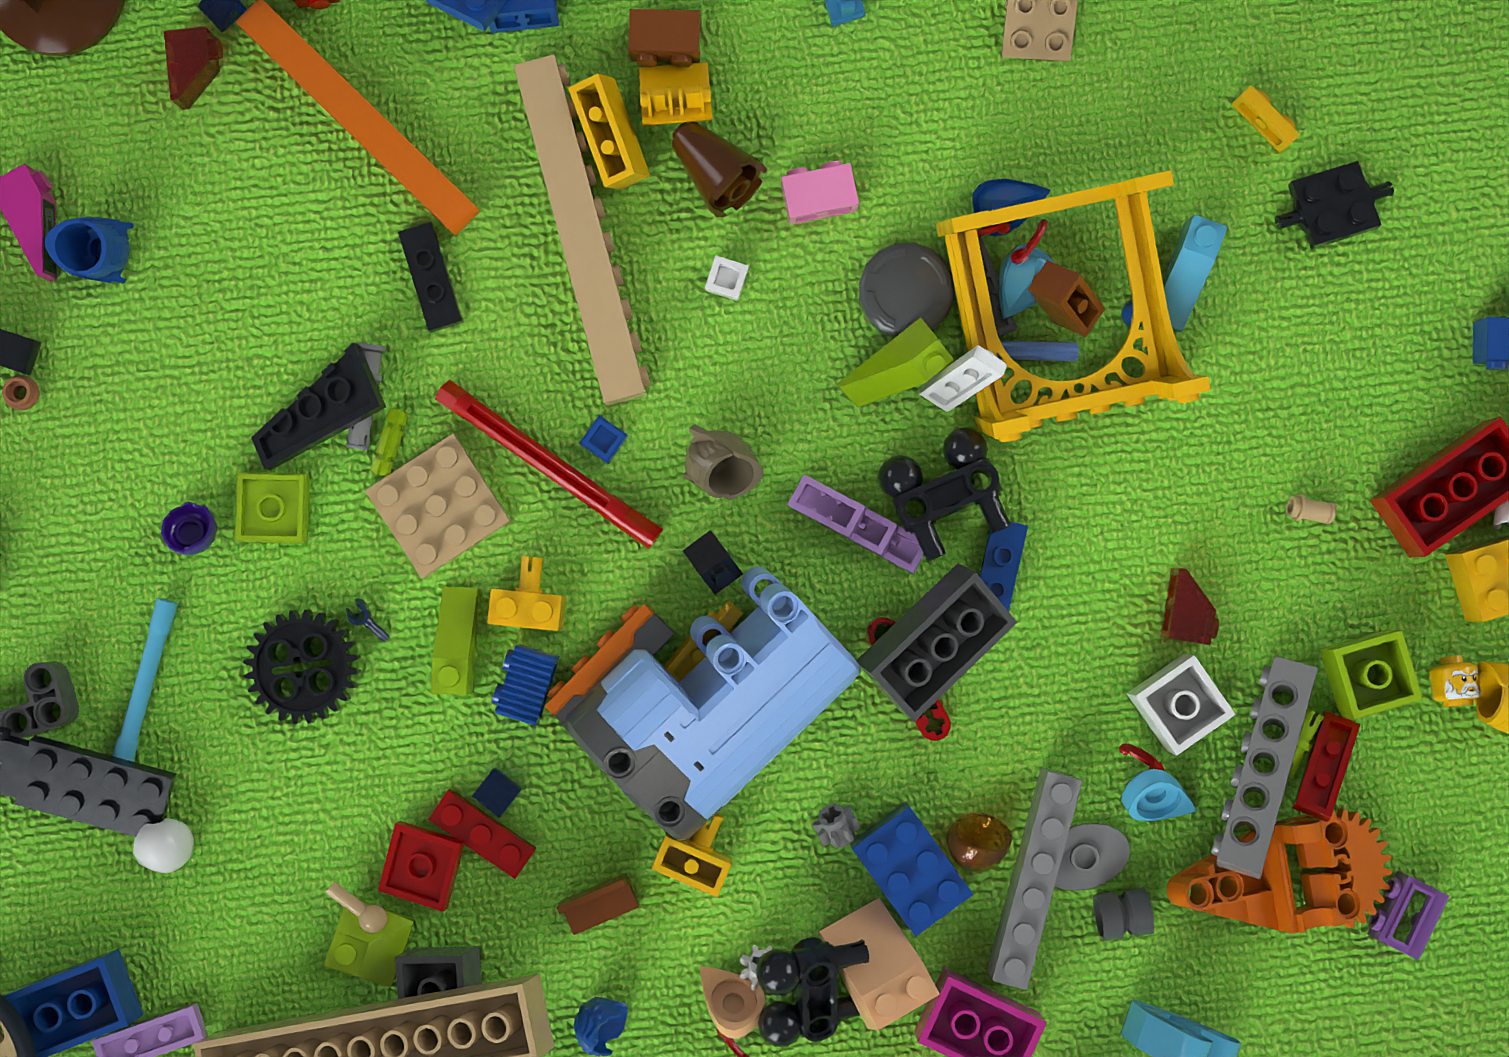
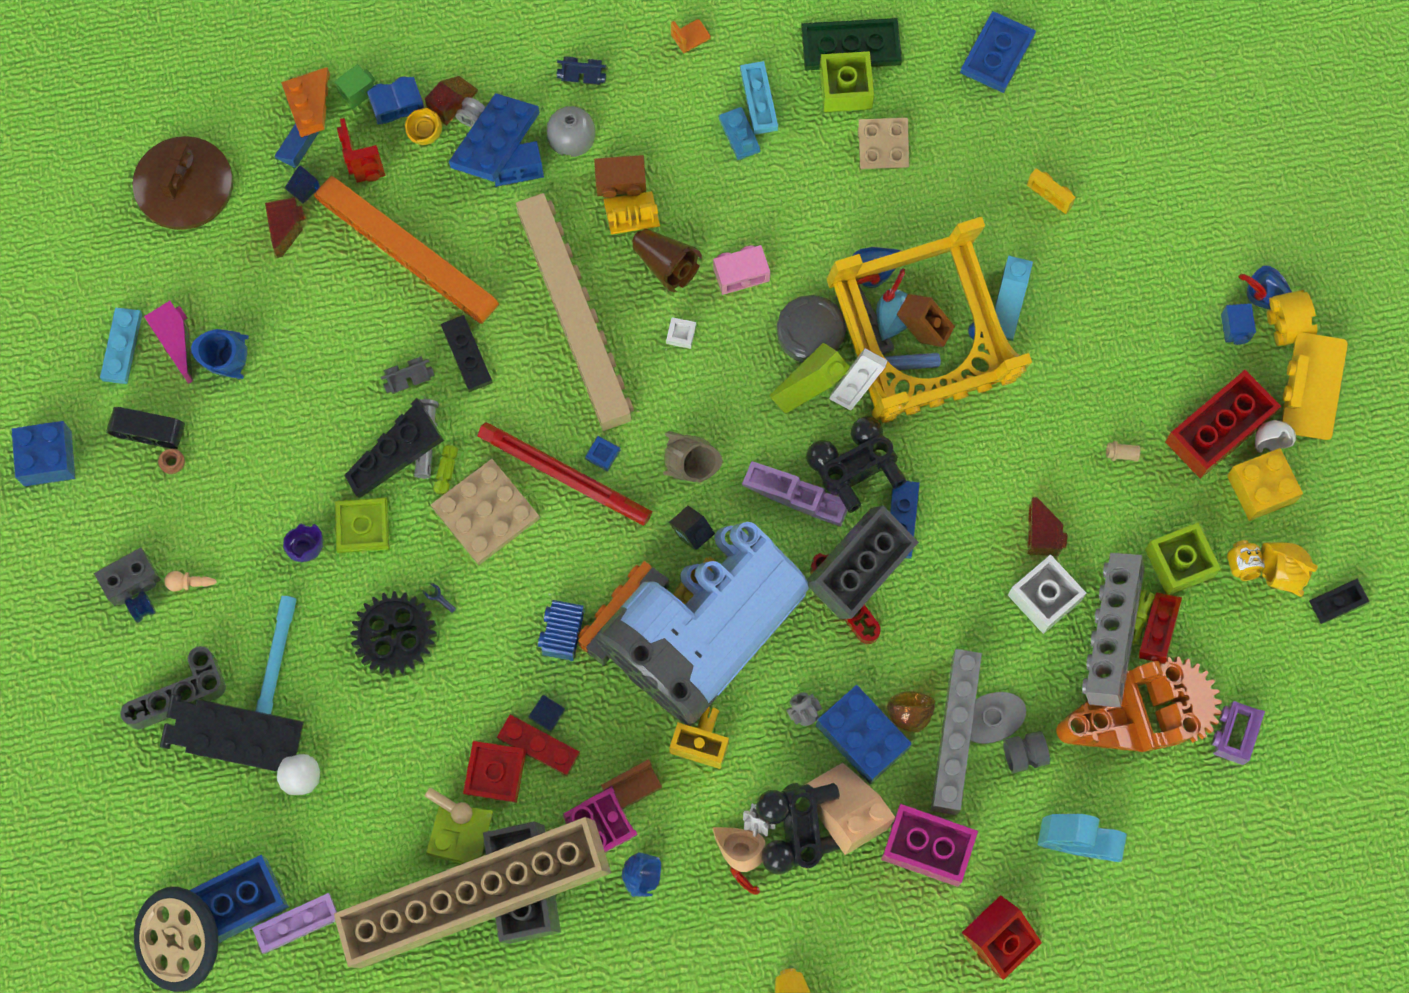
camera: 10 degrees left, 15 degrees down
(19, 562) = (177, 581): none -> light nougat bar
(333, 303) = (397, 378): none -> dark grey hinge
(455, 642) = (507, 606): lime slope -> none
(527, 604) = (558, 573): yellow brick -> none
(554, 951) = (608, 816): none -> dark pink slope
(609, 131) = (587, 241): yellow brick -> none
(1153, 792) = (1037, 662): medium azure piece -> none
(1334, 205) = (1108, 244): black plate -> none

